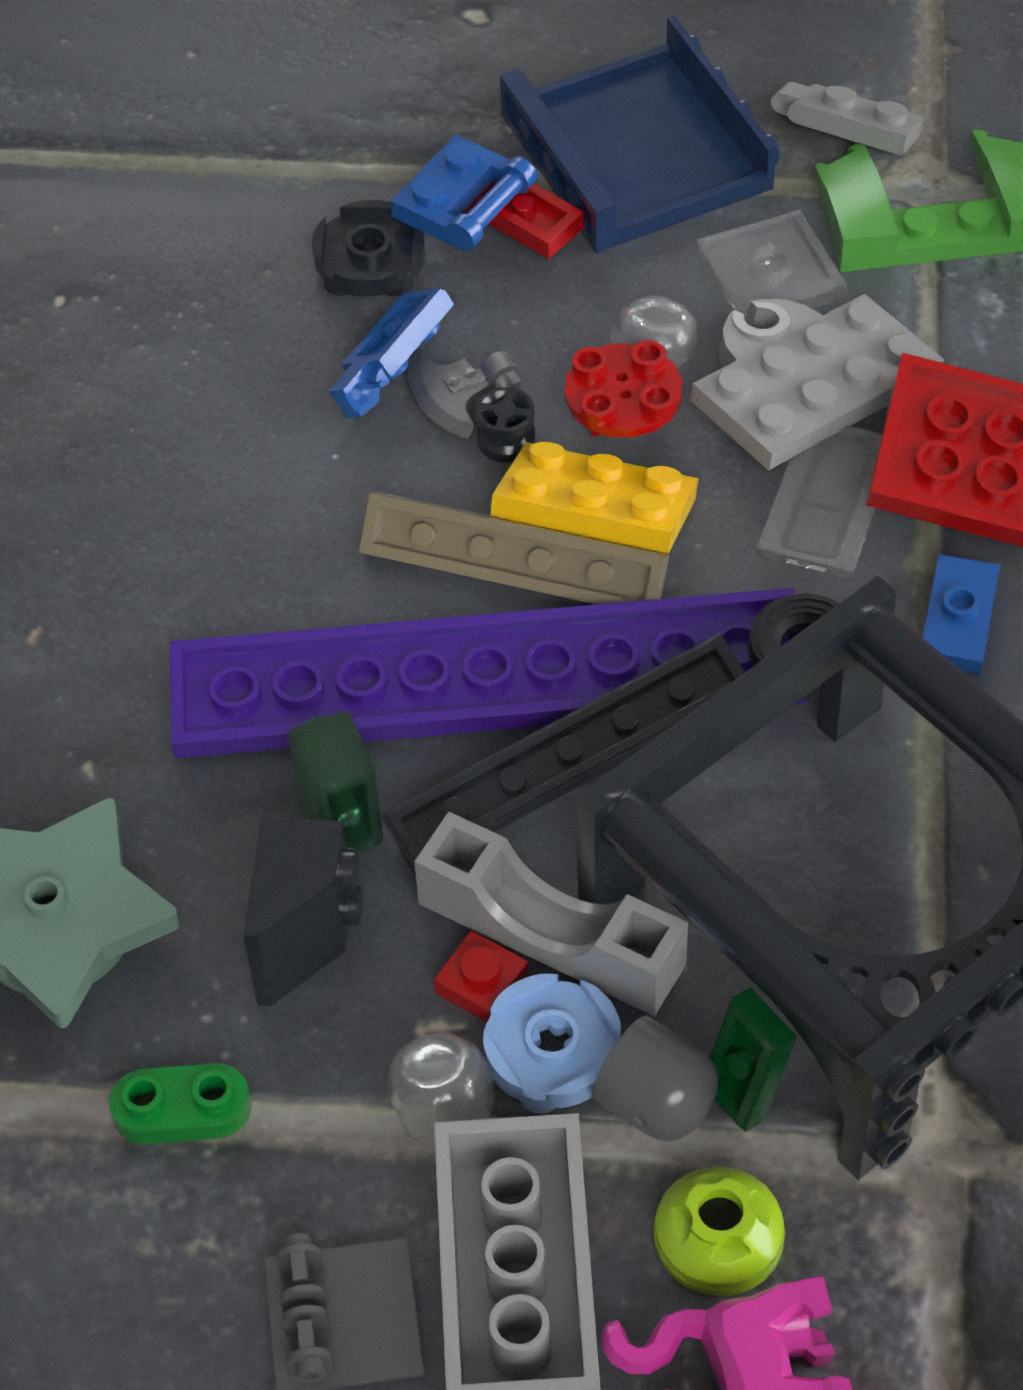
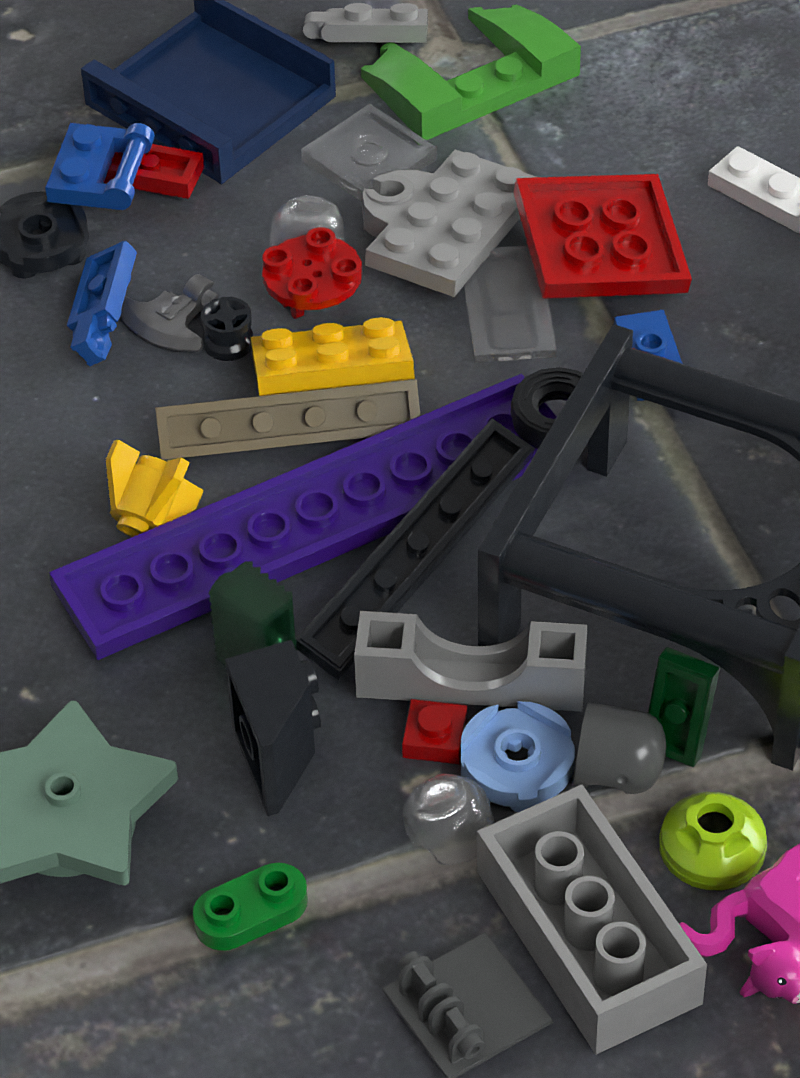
camera: 25 degrees left, 5 degrees down
(314, 588) = (148, 491): none -> yellow brick

